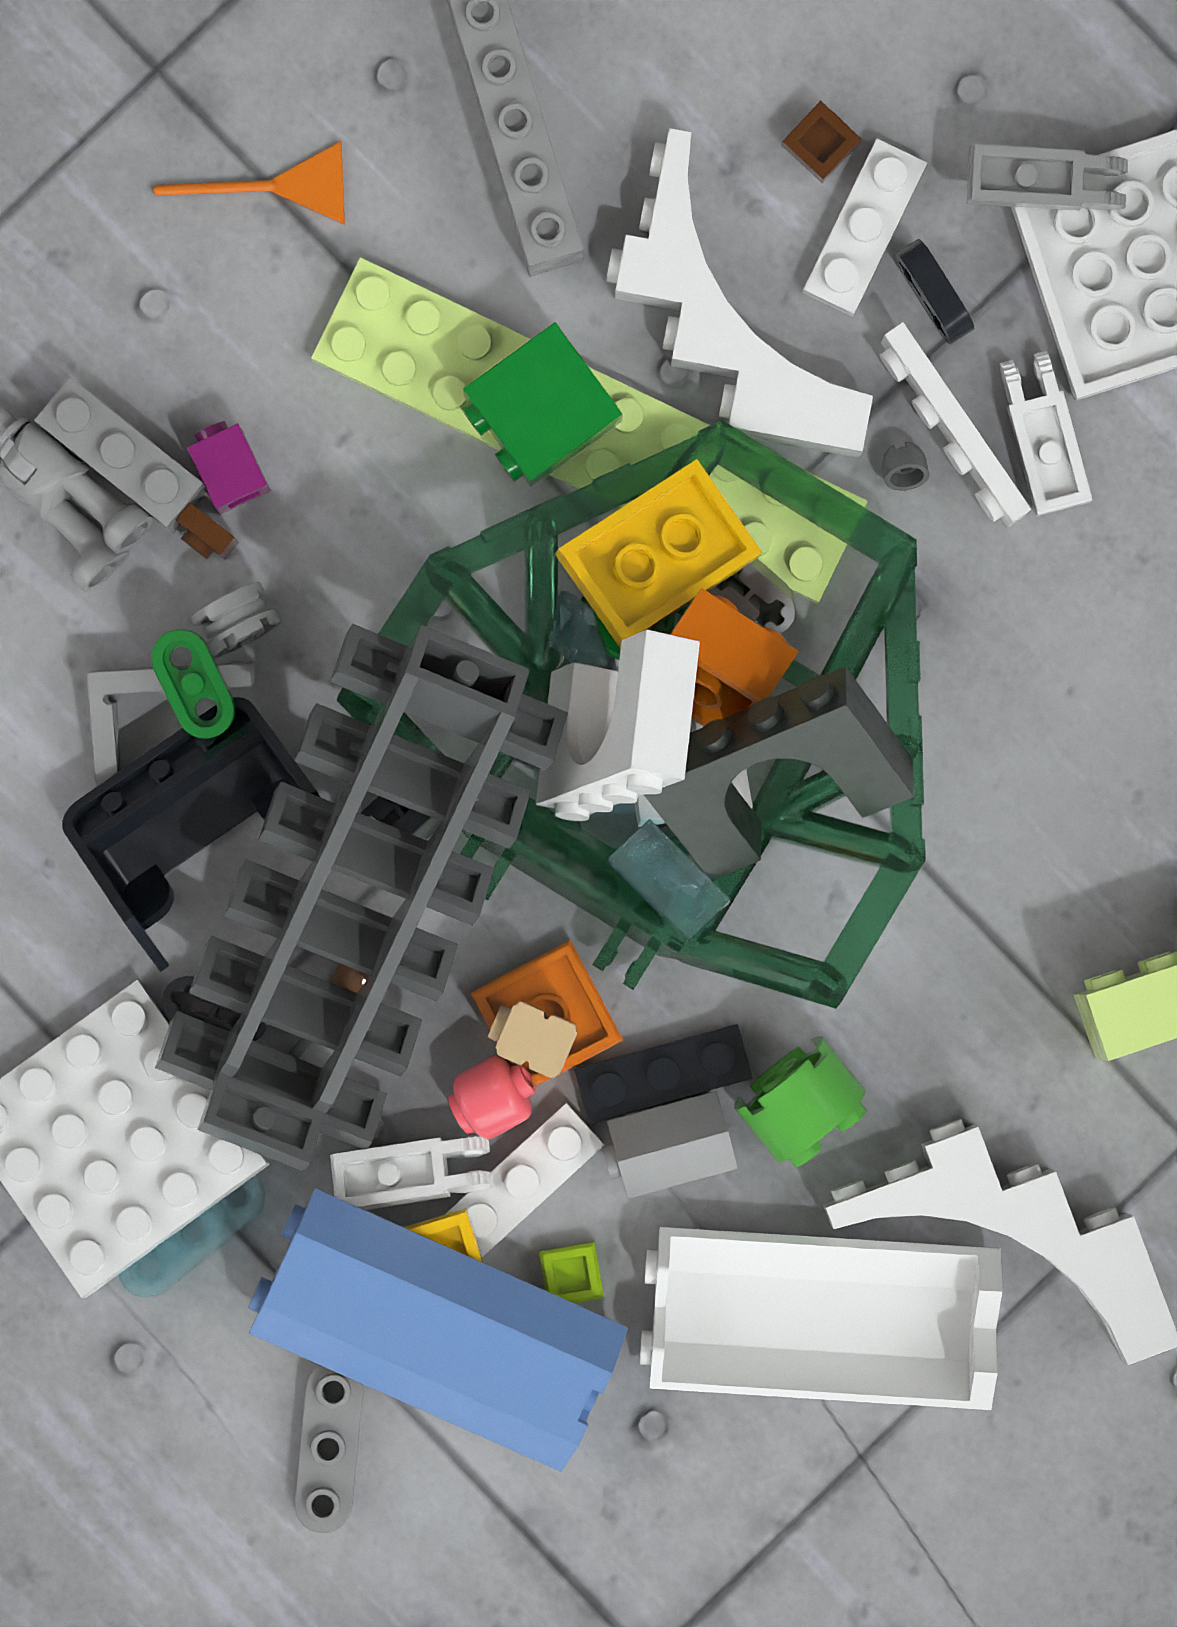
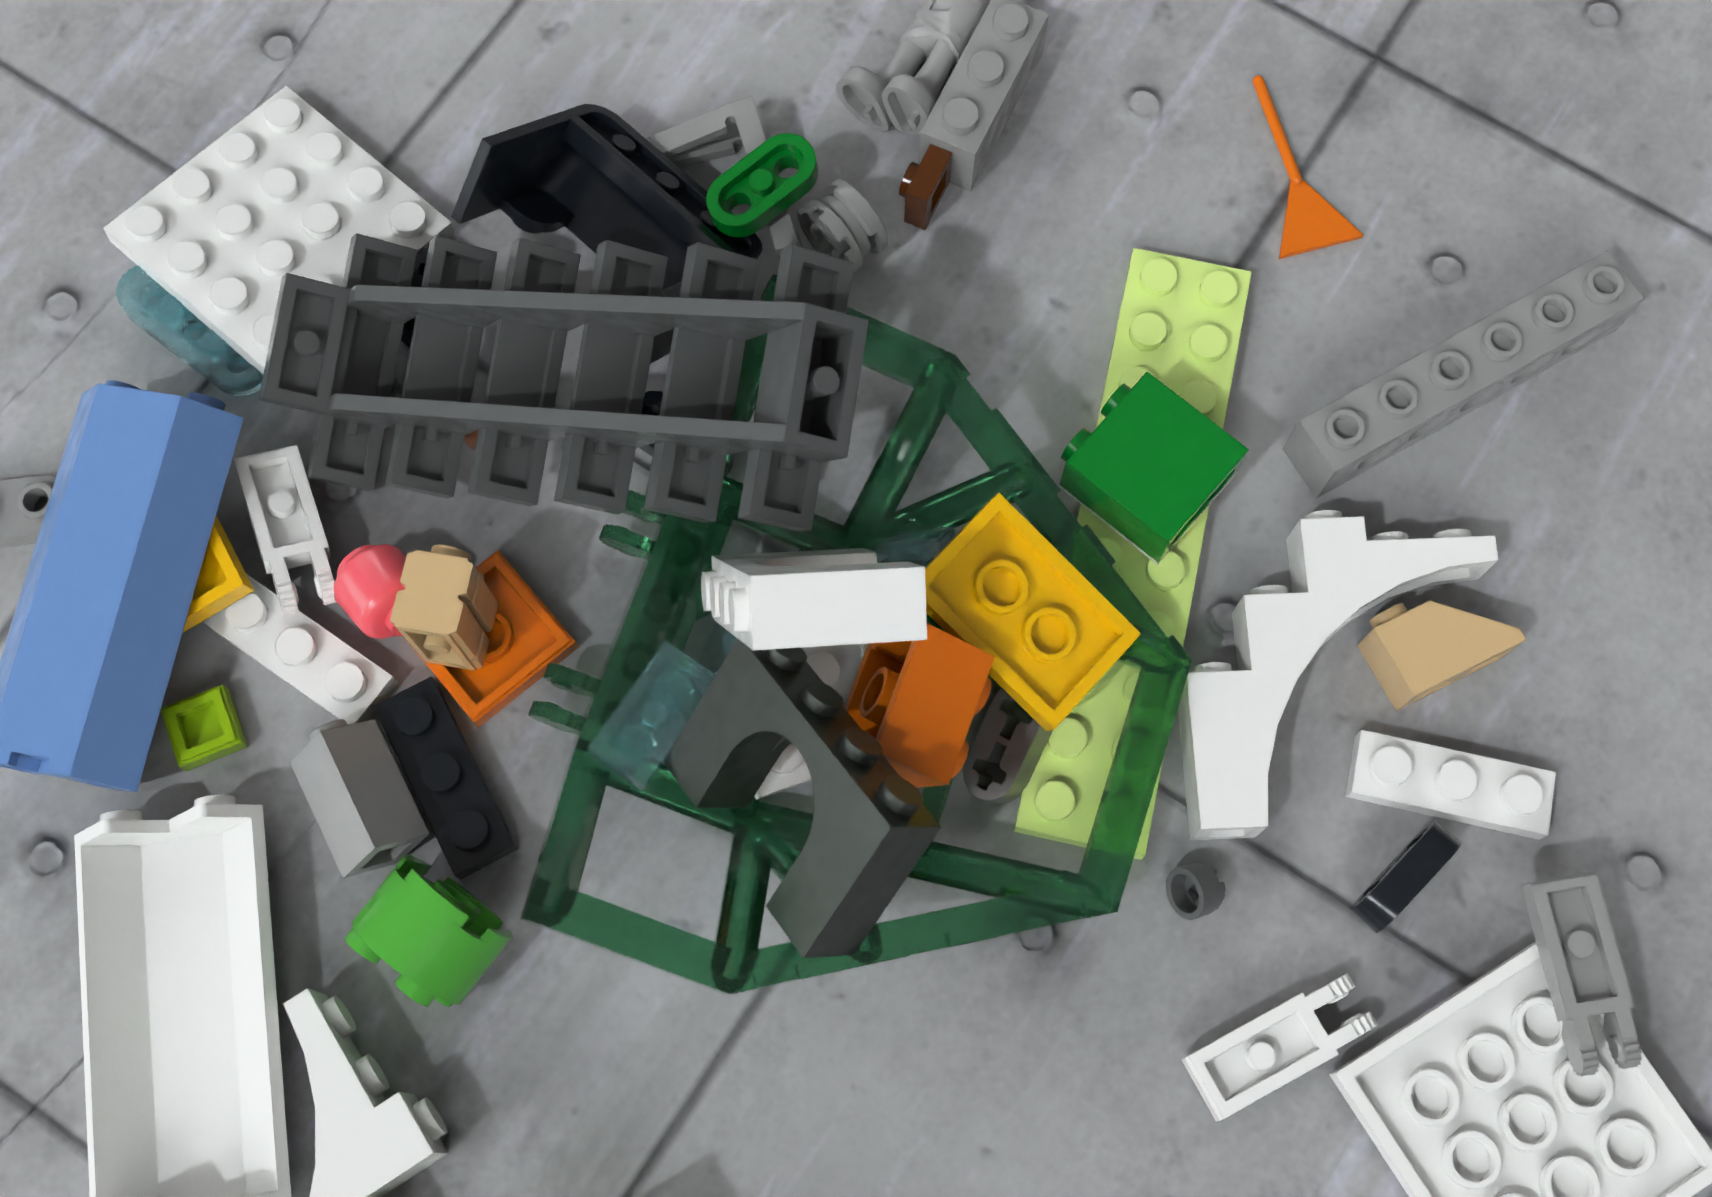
camera: 75 degrees right, 15 degrees down
(227, 466) = (997, 192): magenta brick -> none
(750, 210) = (1431, 648): none -> tan slope
(821, 141) = (1531, 712): reddish brown plate -> none
(939, 407) = (1239, 954): white plate -> none

